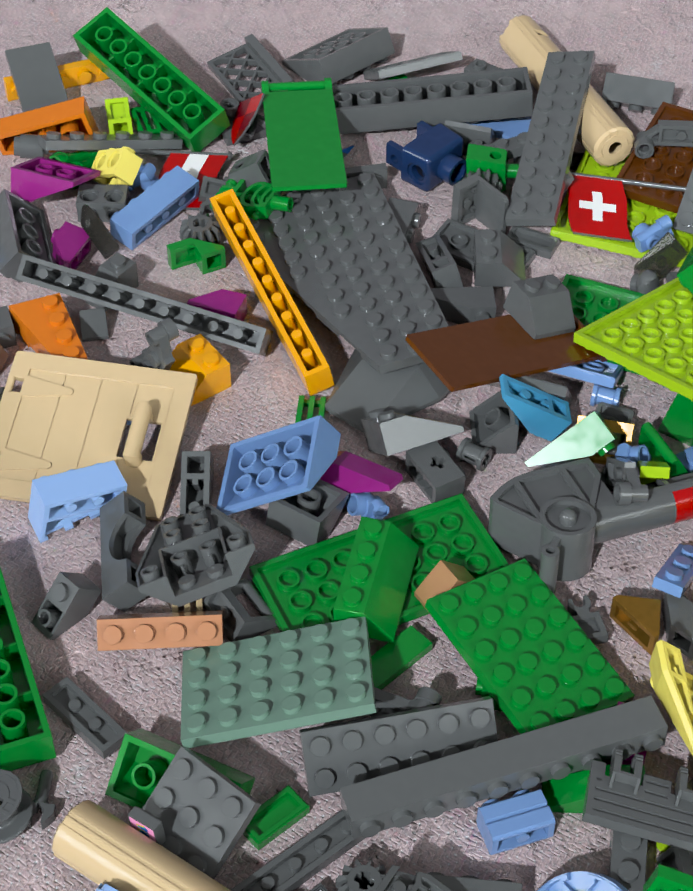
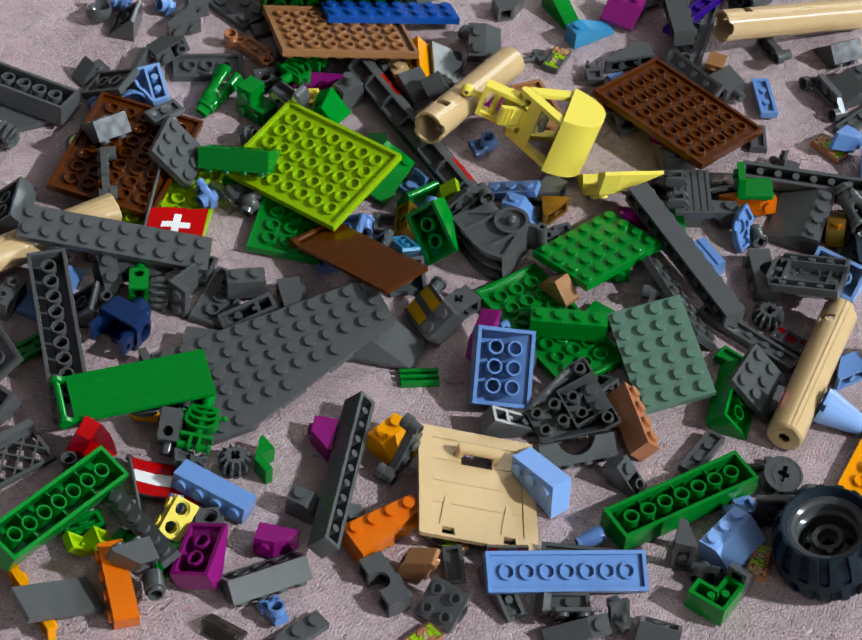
camera: 105 degrees left, 0 degrees up
(53, 113) = (134, 555): none -> dark grey slope
(98, 232) = (257, 515): clear smoke slope -> none
(272, 293) = (308, 399): light orange brick -> none
(541, 306) = (312, 242): dark grey slope -> none
(639, 572) = (516, 200): none -> medium blue slope

